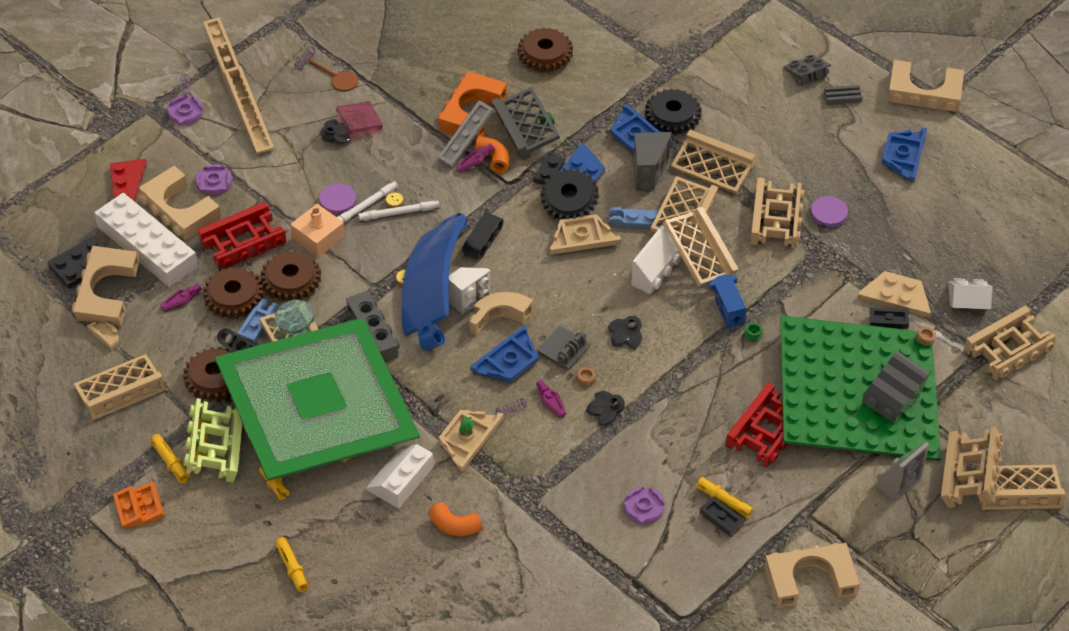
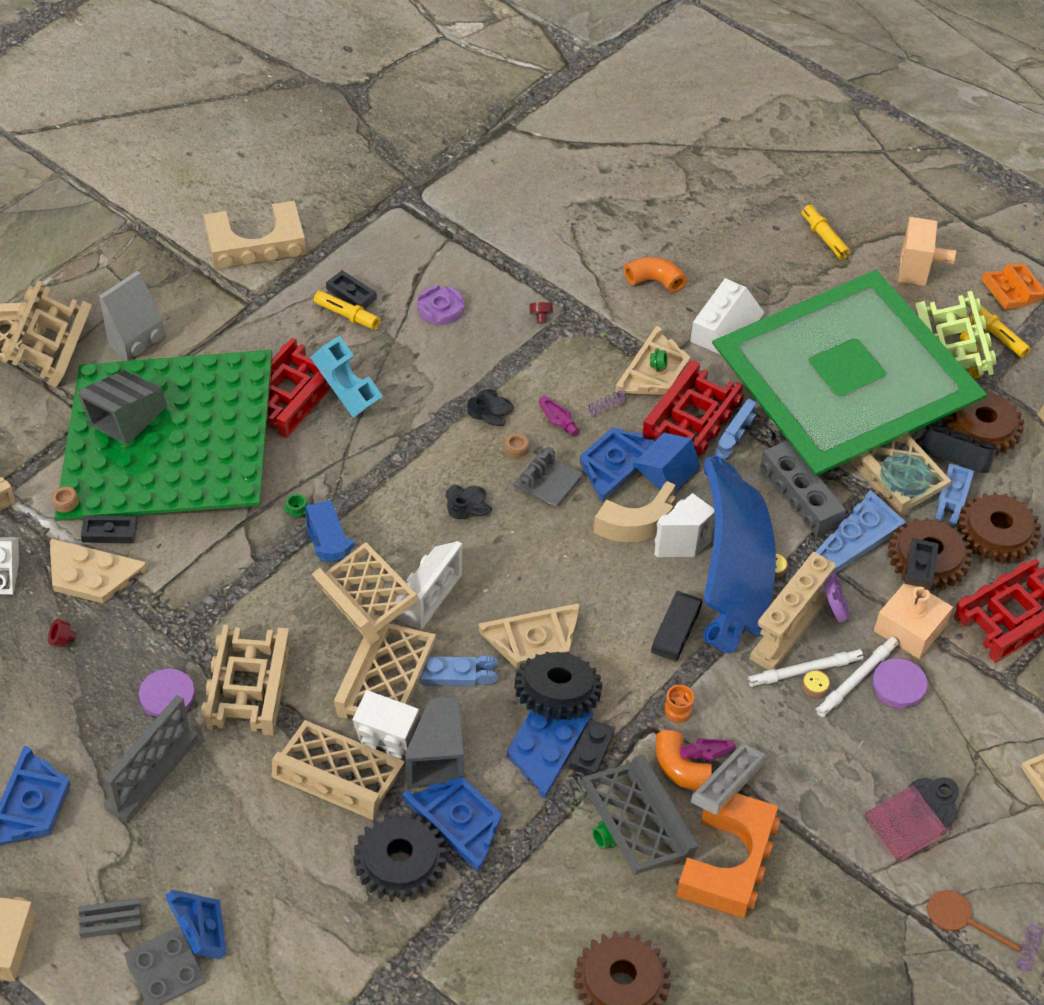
camera: 175 degrees right, 0 degrees up
(216, 522) = (920, 251): none -> light nougat brick
(304, 248) = (921, 563): none -> black plate
(331, 298) = (861, 532): none -> medium blue wing
(370, 240) = (836, 599): none -> medium lavender tile
(403, 225) = (792, 611): none -> tan fence
(414, 374) = (735, 430): none -> medium blue hinge
(456, 400) = (681, 395): none -> red fence
(473, 347) = (670, 460): none -> blue slope
(489, 187) = (679, 703): none -> orange wheel
(558, 489) = (541, 309): none -> dark red tile
(683, 163) = (385, 724): none -> white slope
(728, 413) = (334, 365): none -> medium azure arch
(789, 82) = (200, 922): none -> blue wing
(833, 160) = (149, 761): none -> dark grey fence
(907, 247) = (60, 633): none -> dark red tile

